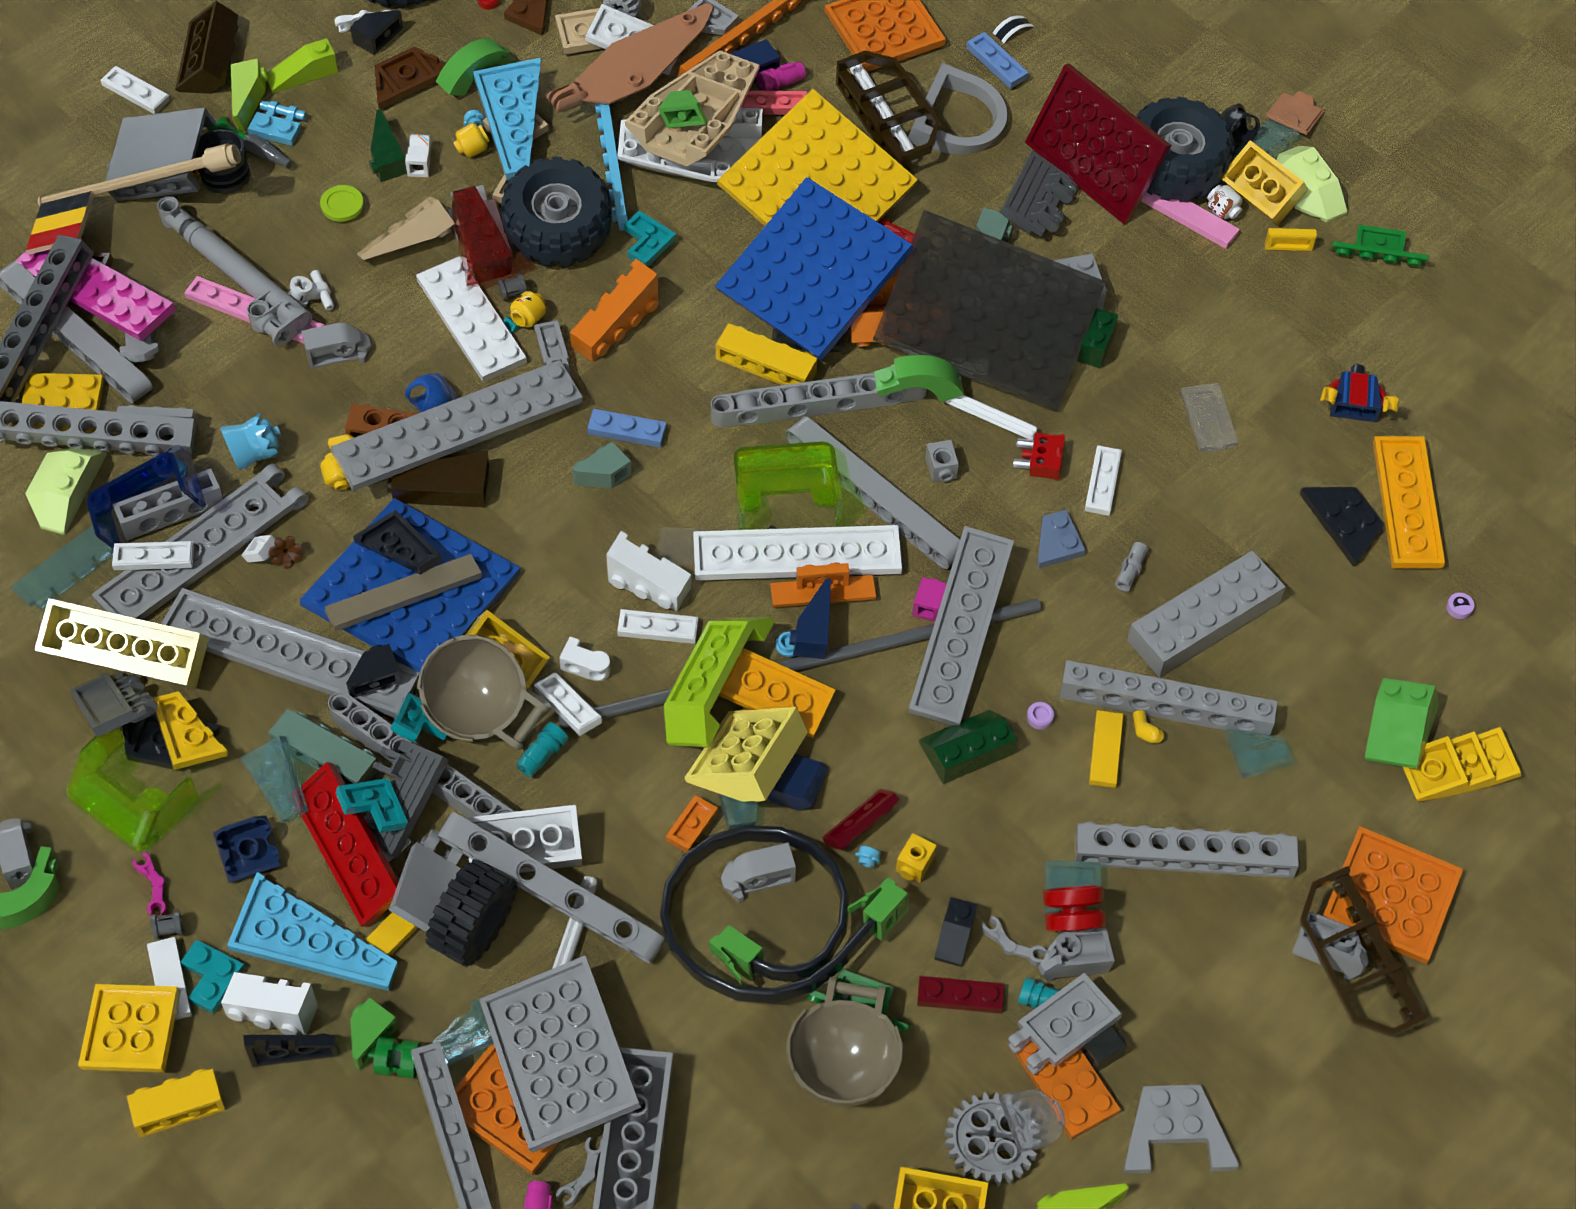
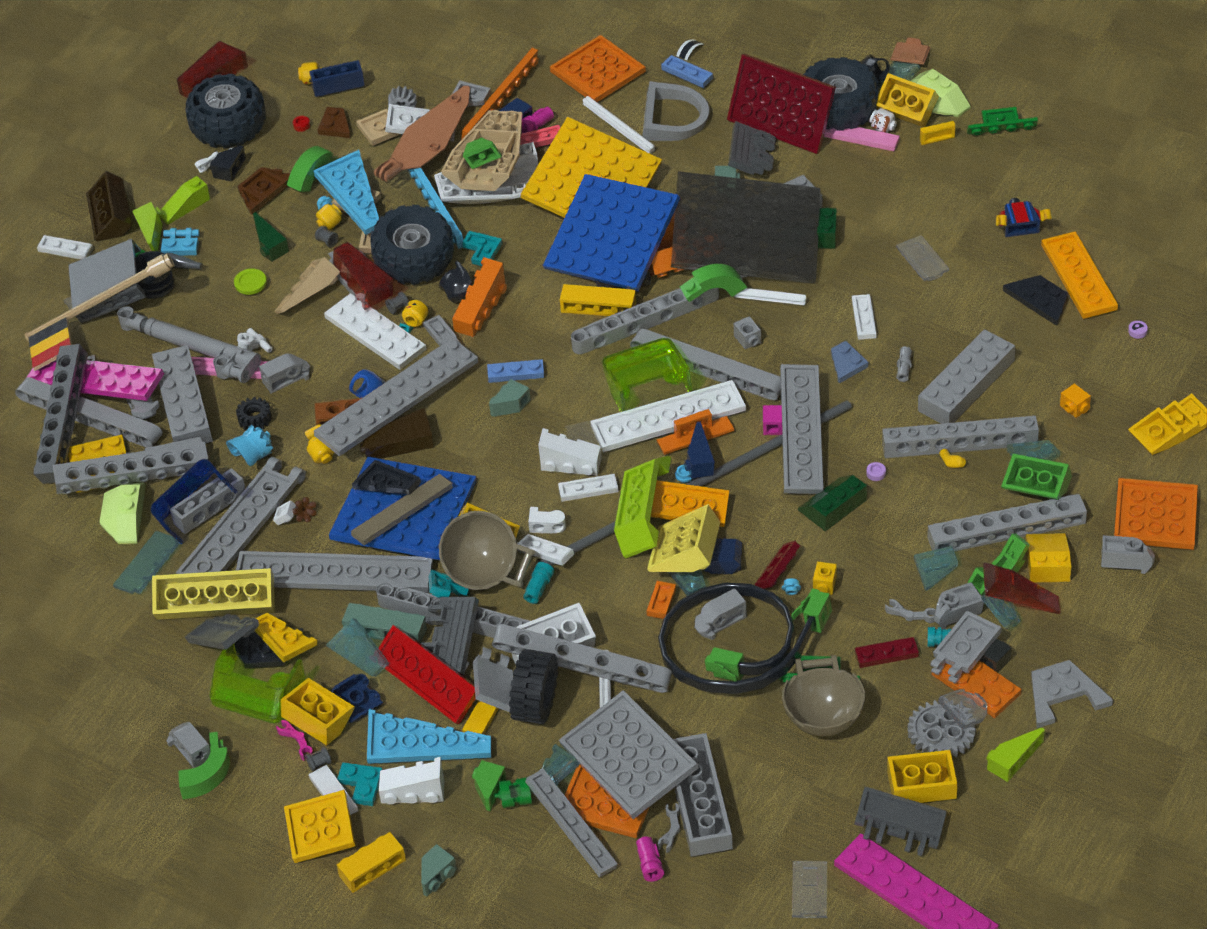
camera: 10 degrees left, 10 degrees down
(153, 555) = (210, 535): white tile -> none
(188, 855) = (316, 711): none -> yellow slope
(193, 344) = (182, 395): none -> light grey brick
(252, 1140) = (436, 868): none -> sand green slope
(275, 405) = (252, 406): none -> black tyre
(282, 1049) = (436, 807): black wing -> none
(374, 671) = (402, 562): black slope -> none
(376, 797) = (437, 636): teal plate -> none
(418, 154) = (294, 234): white leg -> none
(457, 164) = (326, 236): none -> dark grey bush
(592, 282) = (455, 283): none -> black piece
(868, 114) = (599, 122): dark brown plate -> none
(956, 931) = (869, 614): black slope -> none
(1045, 455) = (817, 309): red piece -> none
(1074, 908) = (945, 573): red wheel -> none
(1105, 749) = (929, 479): yellow tile -> none
(1136, 976) = (1003, 611): none -> clear light blue wing
(1150, 921) = (1010, 558): none -> bright green arch
(1158, 954) = (1015, 588): none -> clear red wedge
(1225, 916) = (1048, 557): none -> yellow slope
(1247, 795) = (1037, 476): none -> bright green slope
(1340, 690) = (1075, 400): none -> light orange brick
(1371, 938) = (1155, 541): dark brown plate -> none
(1401, 722) = (1124, 407): bright green slope -> none

